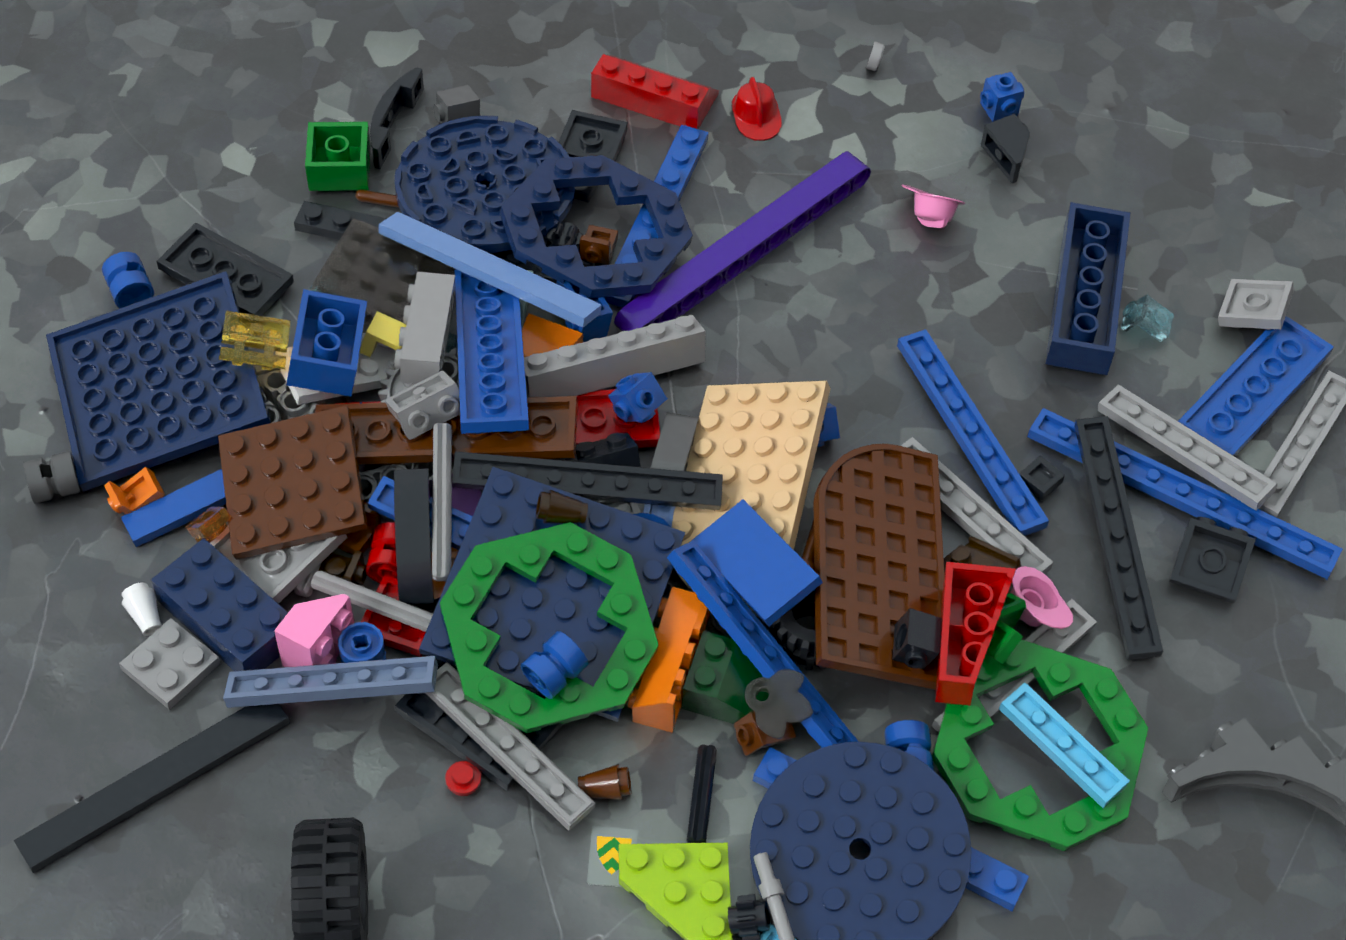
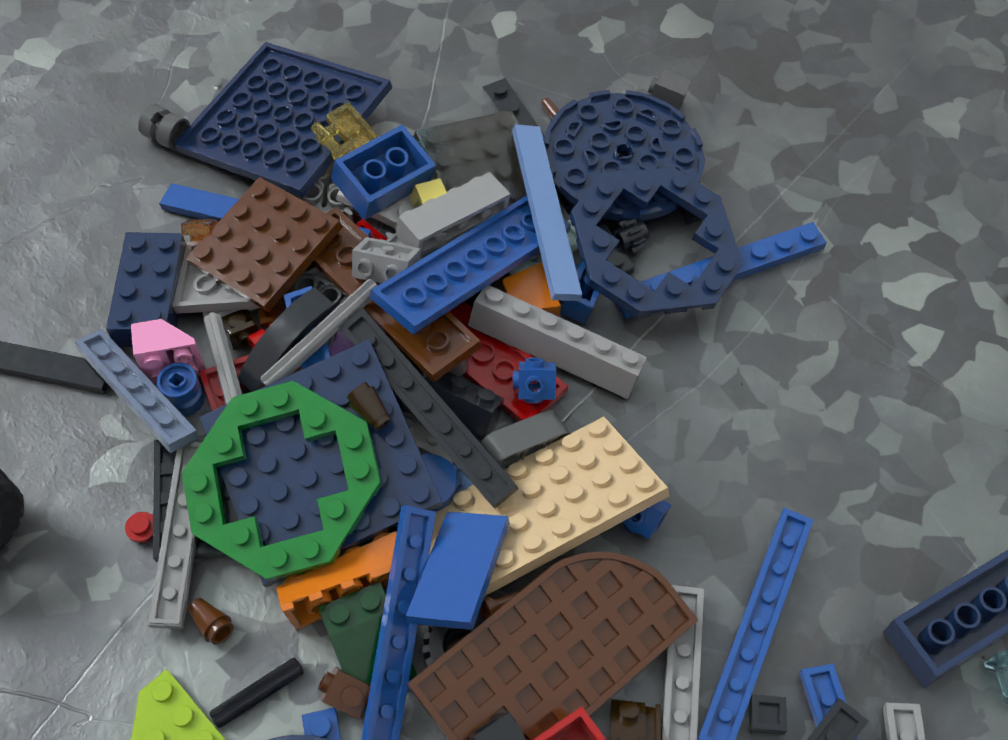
camera: 50 degrees right, 5 degrees up
(127, 279) = (344, 44): blue wheel -> none
(134, 493) = (193, 176): orange bracket -> none
(142, 606) = (112, 248): white cone -> none
(169, 663) = (86, 294): light grey plate -> none
(205, 253) = (412, 91): black plate -> none
(338, 156) = (554, 64): green brick -> none
(402, 93) = (651, 56): black slope -> none
(558, 661) = (244, 507): blue wheel -> none
(593, 135) = (737, 182): black plate -> none
(598, 244) = (652, 256): reddish brown bracket -> none
(603, 854) = (170, 658): light grey sticker -> none
(651, 92) = (821, 183): red slope -> none
(746, 244) = (760, 343): dark purple beam -> none
(756, 111) = (883, 257): red piece -> none
(783, 703) = (359, 687): clear smoke plate -> none
(933, 209) = (933, 432): bright pink piece -> none

